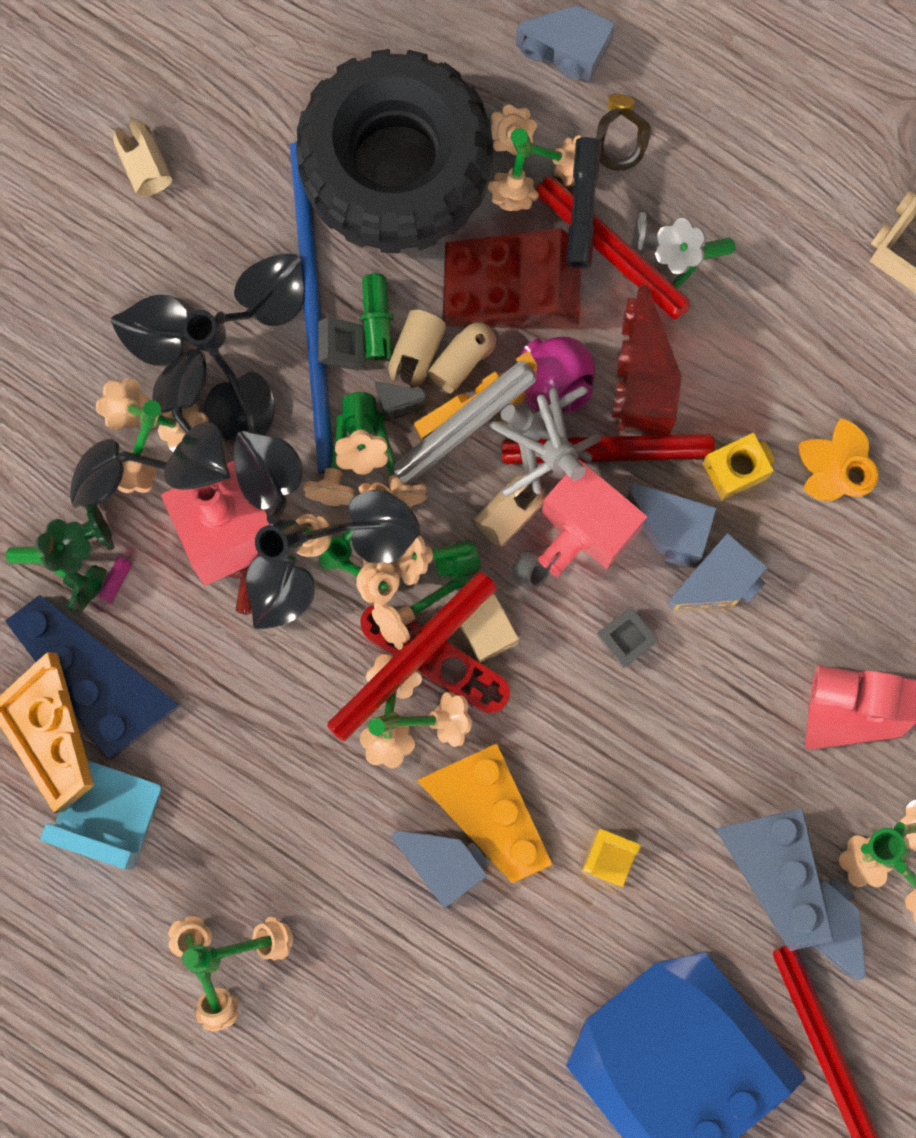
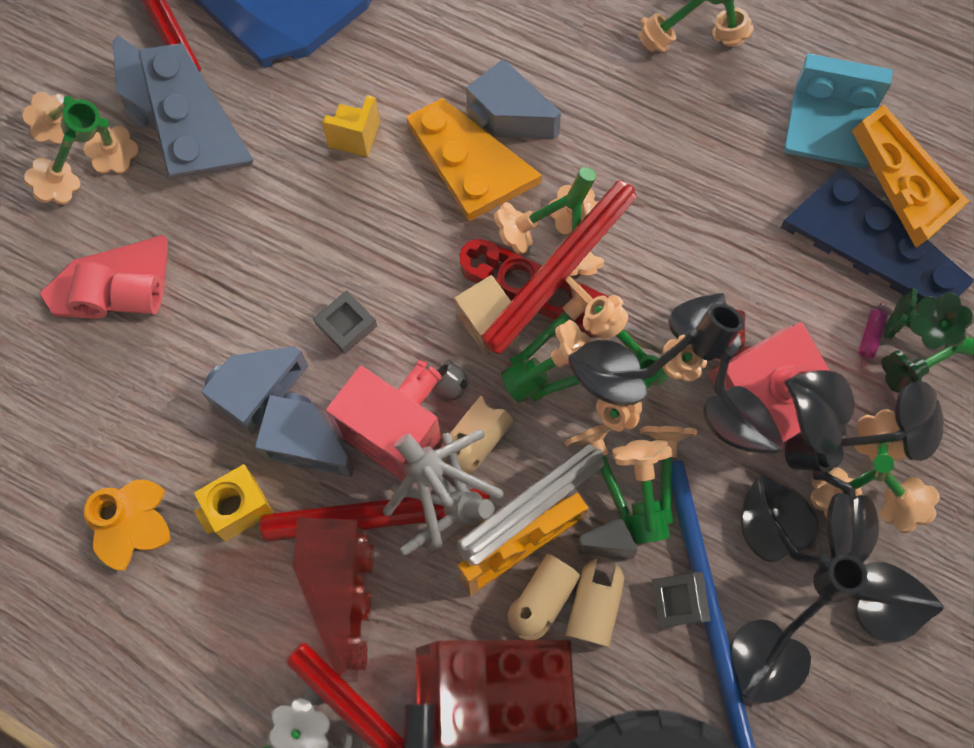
camera: 175 degrees right, 10 degrees down
(376, 317) = (645, 637): green axle -> none
(562, 365) = (433, 589): dark pink plant -> none

